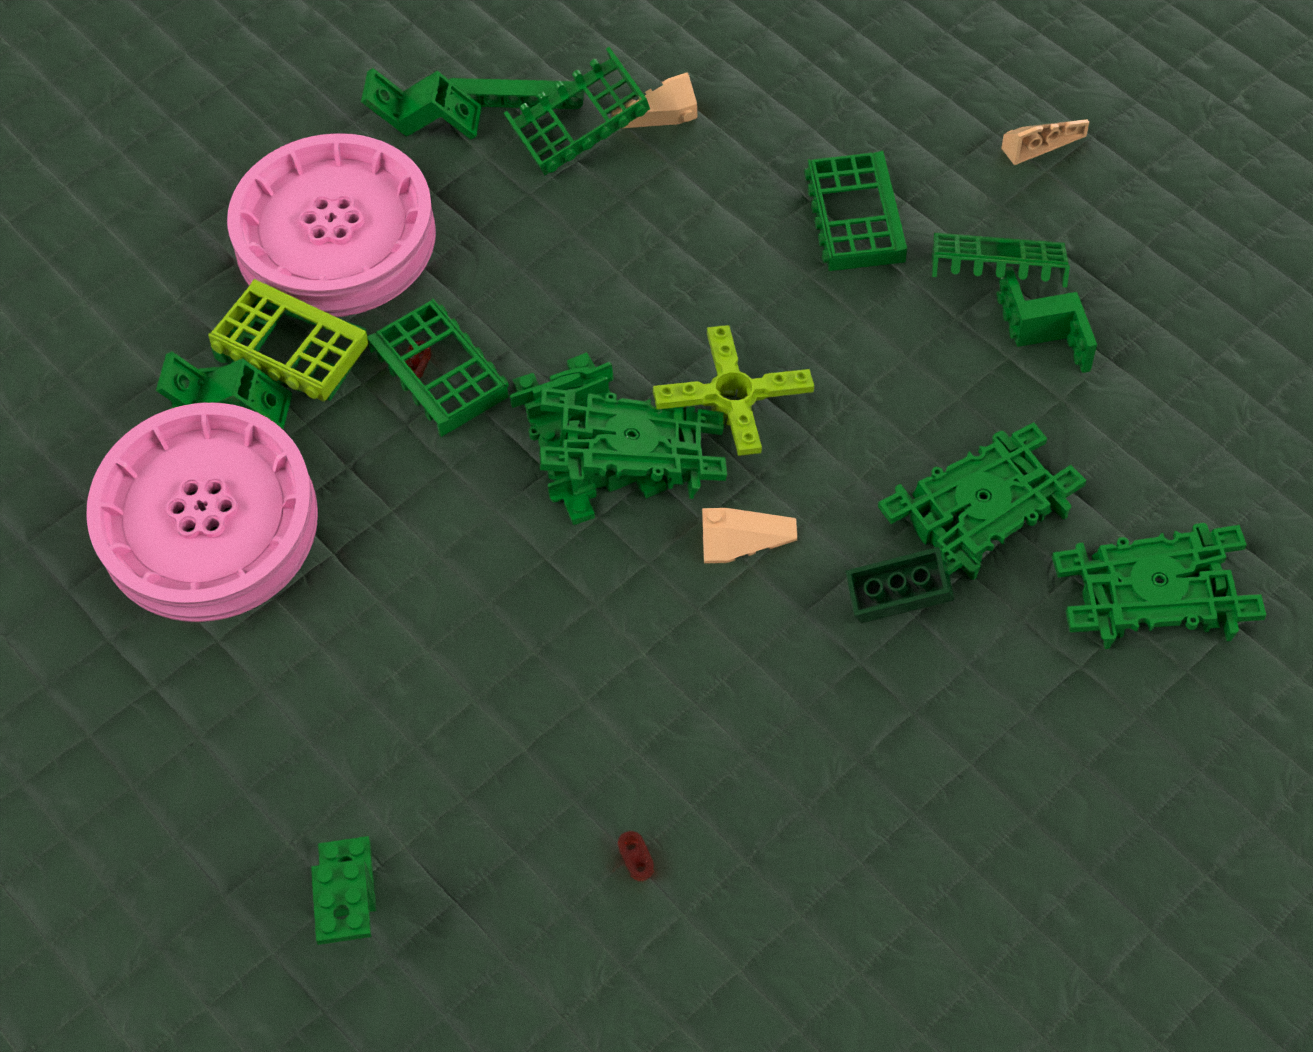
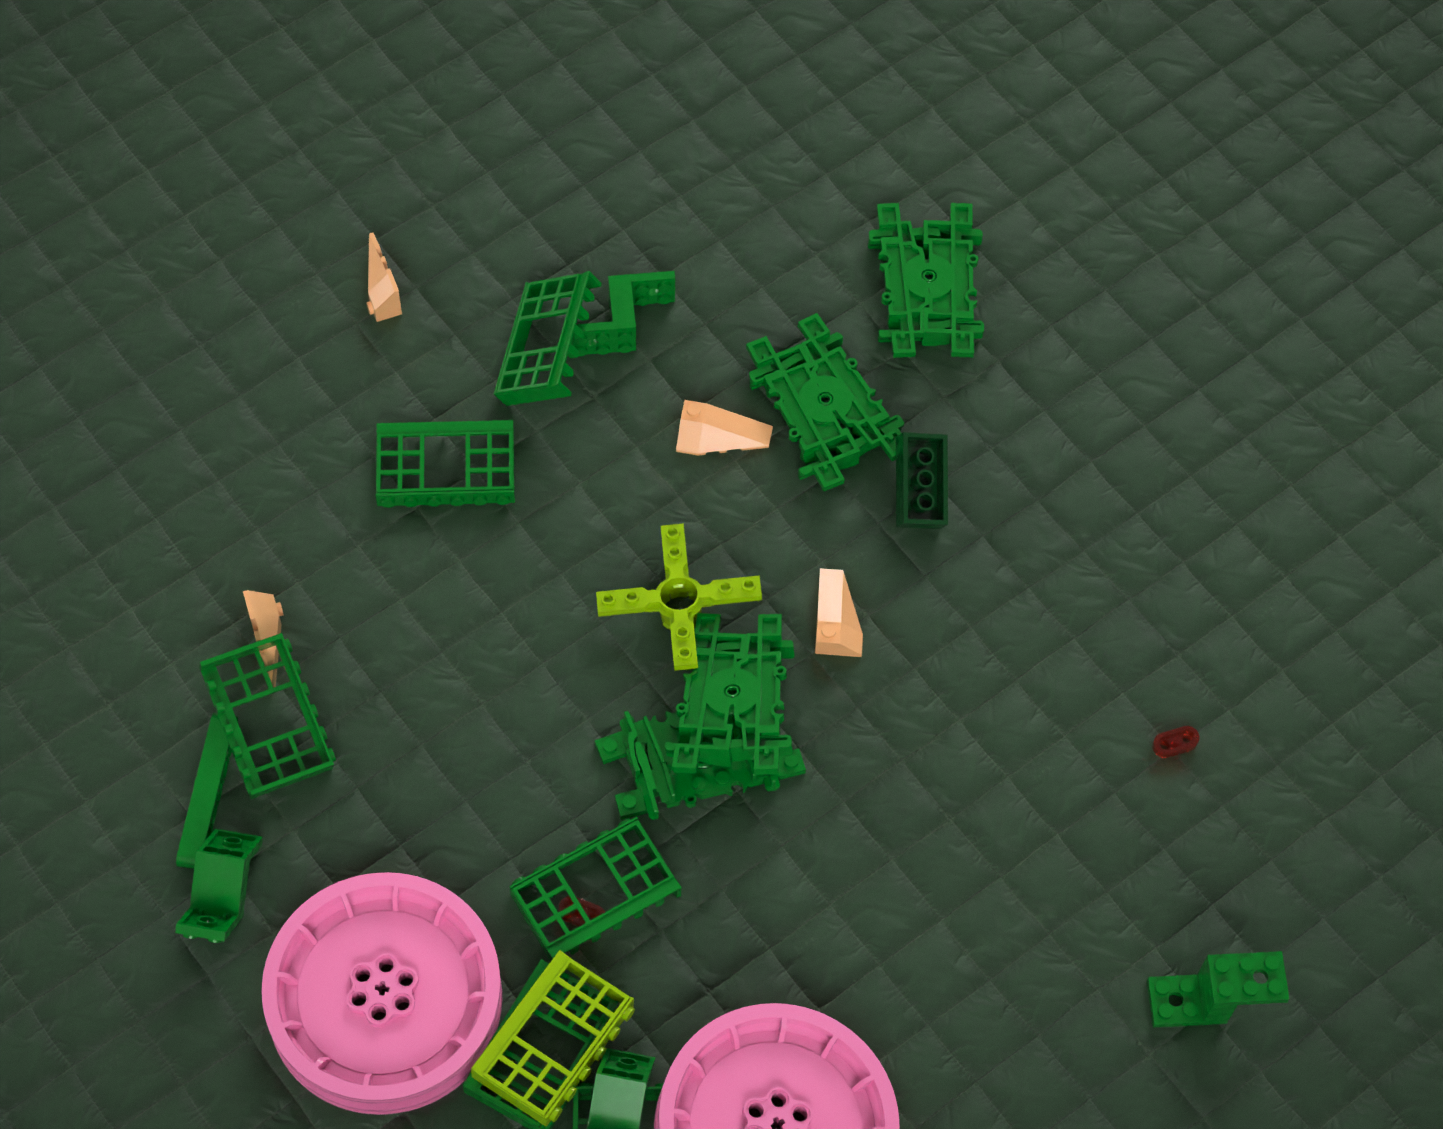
camera: 90 degrees left, 5 degrees up
(933, 413) = (713, 429): none -> light nougat wedge

